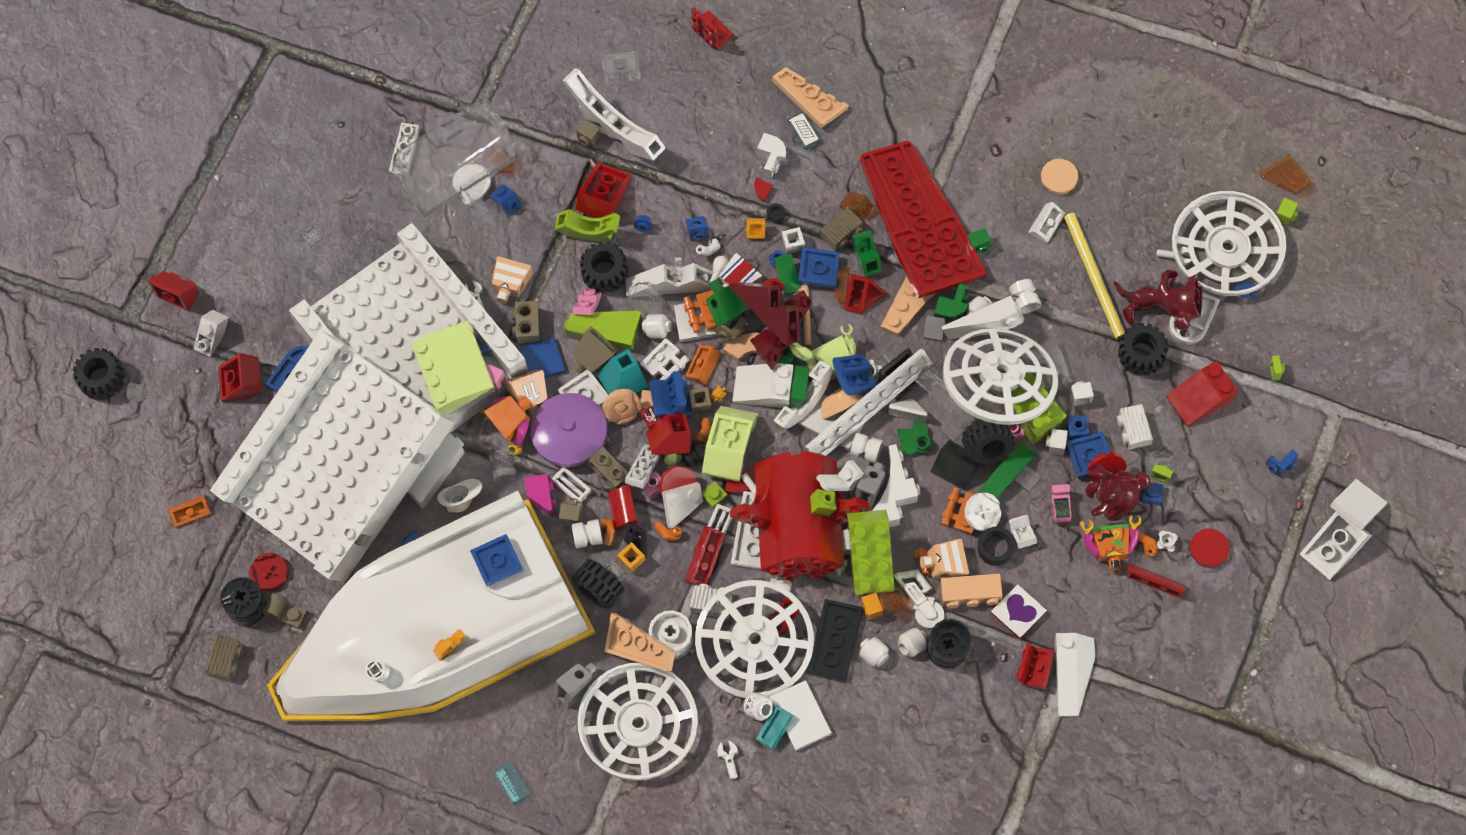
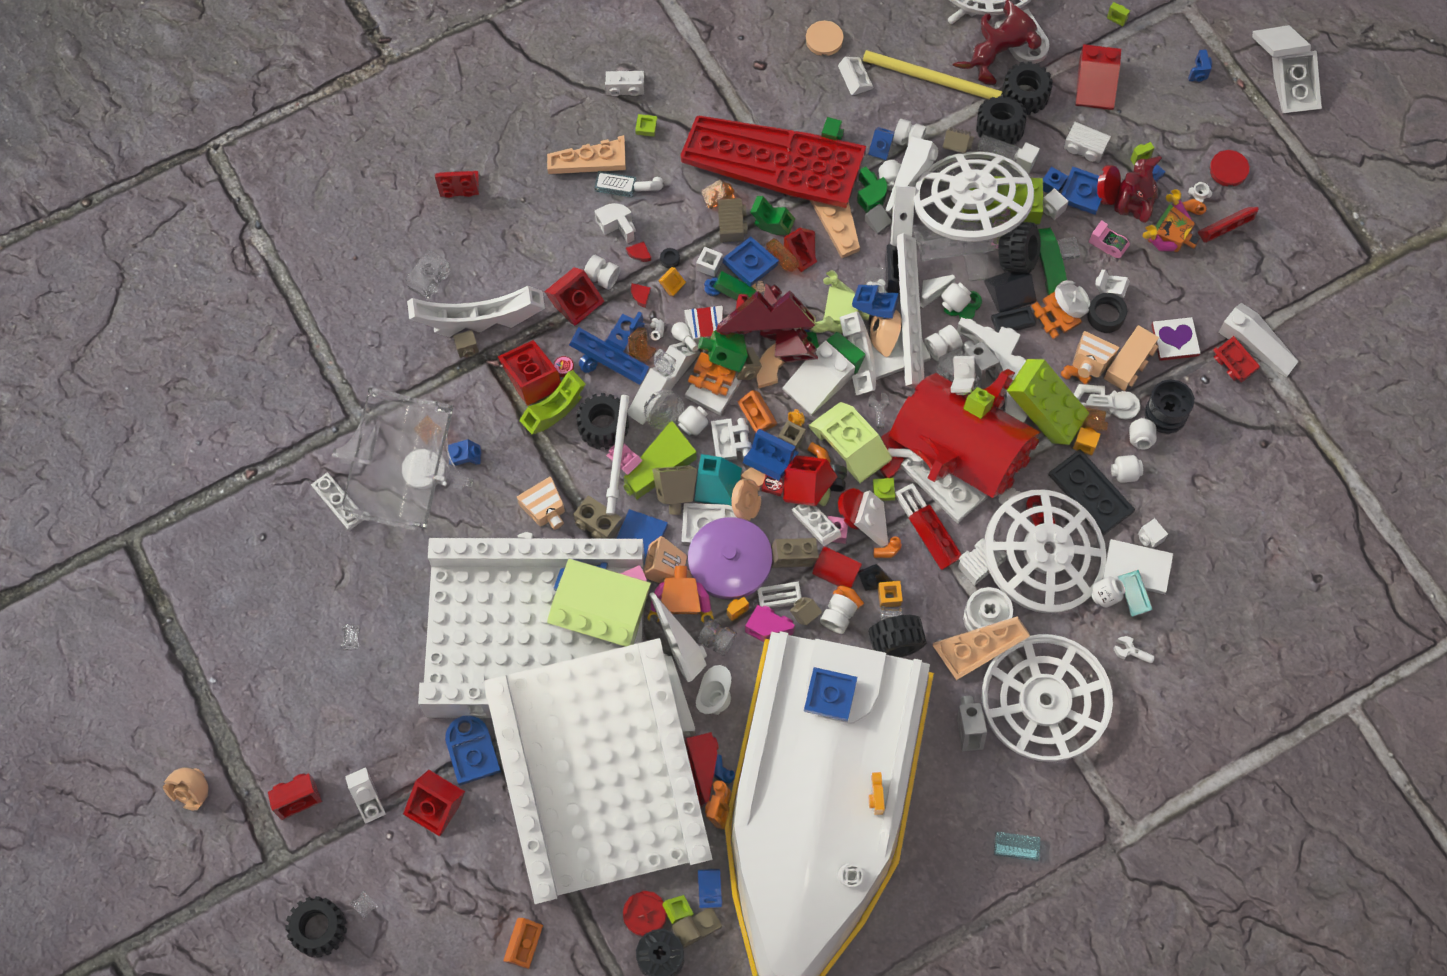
camera: 55 degrees left, 0 degrees up
(130, 221) = (187, 786): none -> light nougat cylinder
(287, 589) = (677, 909): none -> lime plate
(317, 600) = (709, 888): none -> blue bracket
(369, 553) = (718, 808): none -> orange plate
(398, 523) = (702, 759): none -> red slope
(474, 450) = (685, 650): none -> white wedge
(536, 464) = (737, 608): none -> light orange plate
(549, 315) = (613, 492): none -> white bar
(627, 210) = (563, 365): none -> tile
(659, 230) = (610, 353): none -> blue plate
(684, 245) = (638, 345): none -> clear orange bracket
(687, 173) = (574, 295): none -> red slope
(721, 176) = (603, 272): none -> white wheel
(729, 216) = (640, 294): none -> red tile
(820, 153) = (655, 185): none -> white arm
(833, 706) = (1152, 534): none -> white plate
(870, 113) = (646, 125): none -> lime plate
(893, 71) = (624, 83): none -> white bracket
(910, 428) = (956, 297): none -> white head
(933, 484) = (1014, 319): none -> black tile
(938, 348) = (904, 204): none -> white tile
(1001, 281) = (881, 143): none -> blue bracket
(1047, 332) = (958, 140): none -> dark tan brick
(1100, 341) = (1001, 119): none -> black tyre

